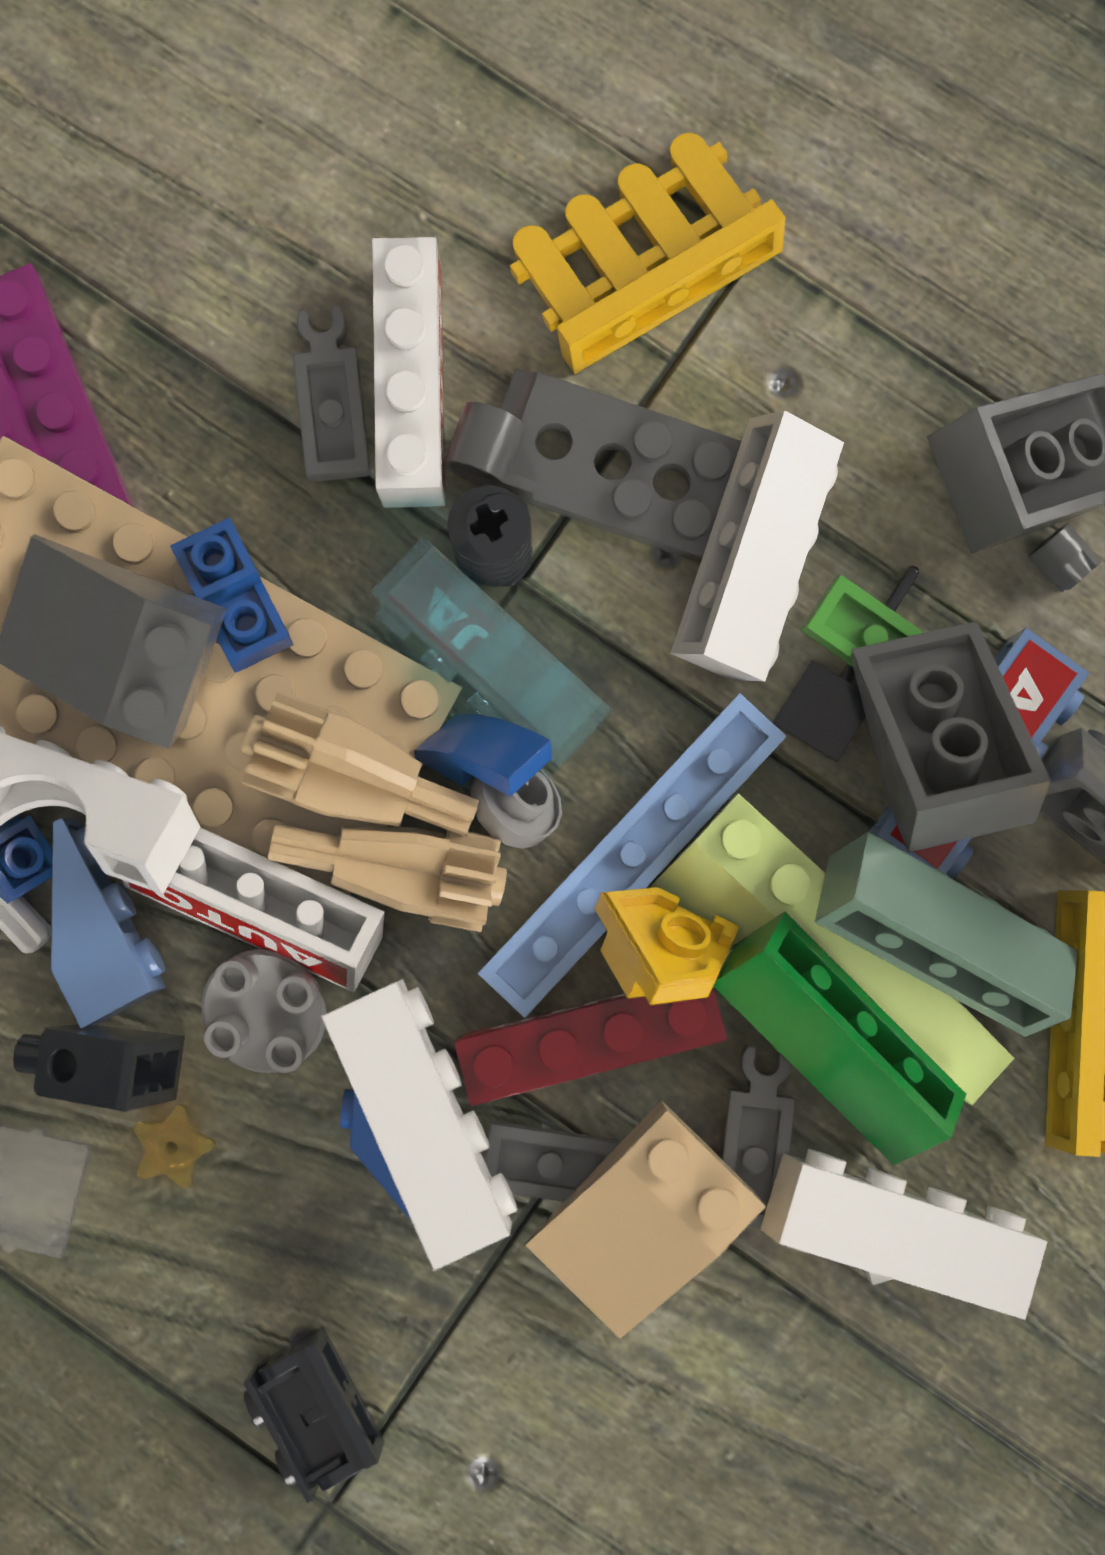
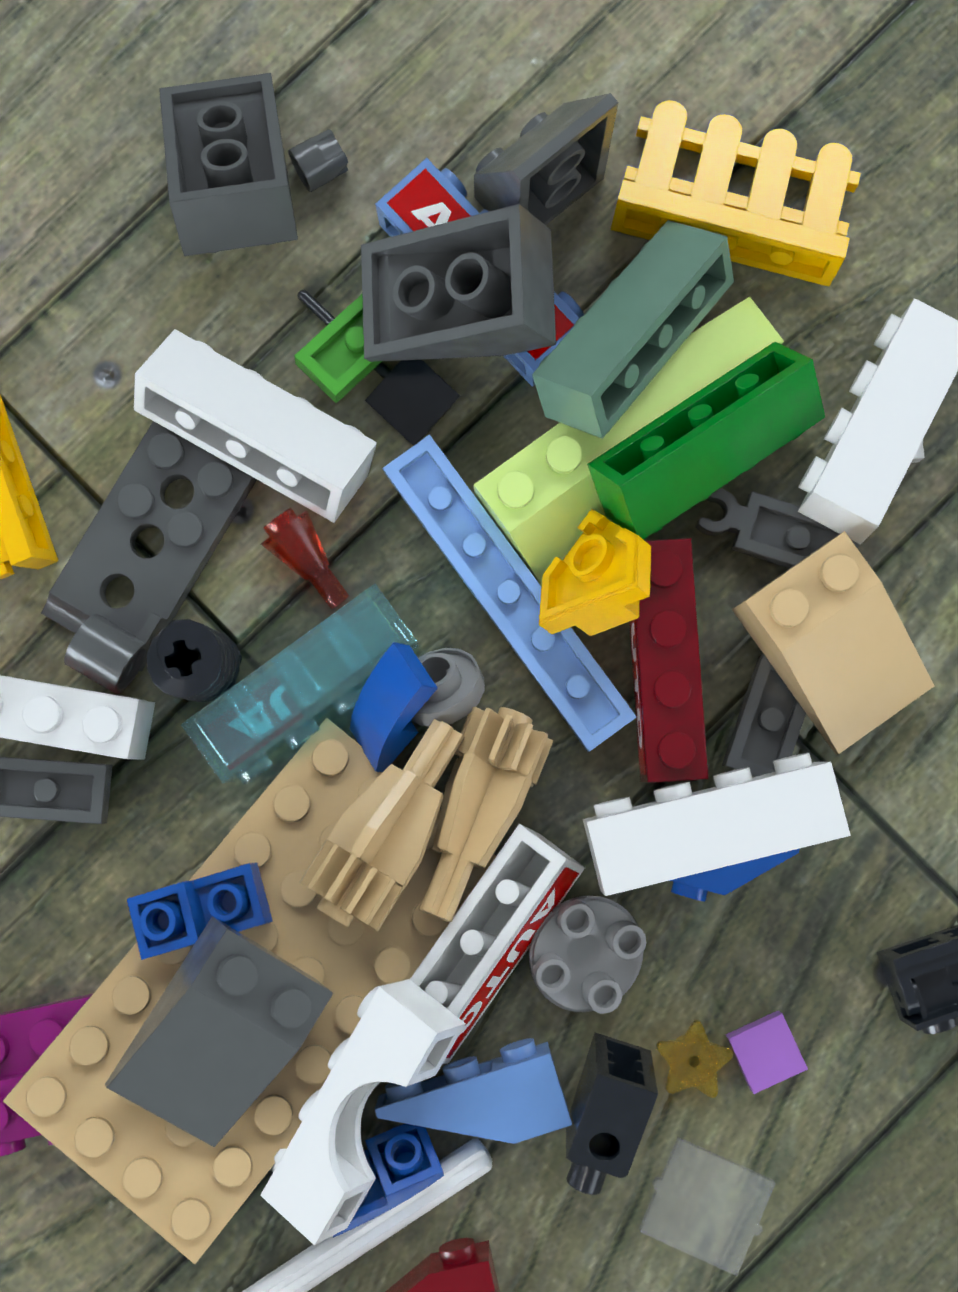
camera: 75 degrees left, 0 degrees up
(195, 1224) = (766, 1052): none -> medium lavender tile
(638, 621) = (299, 547): none -> clear red cone

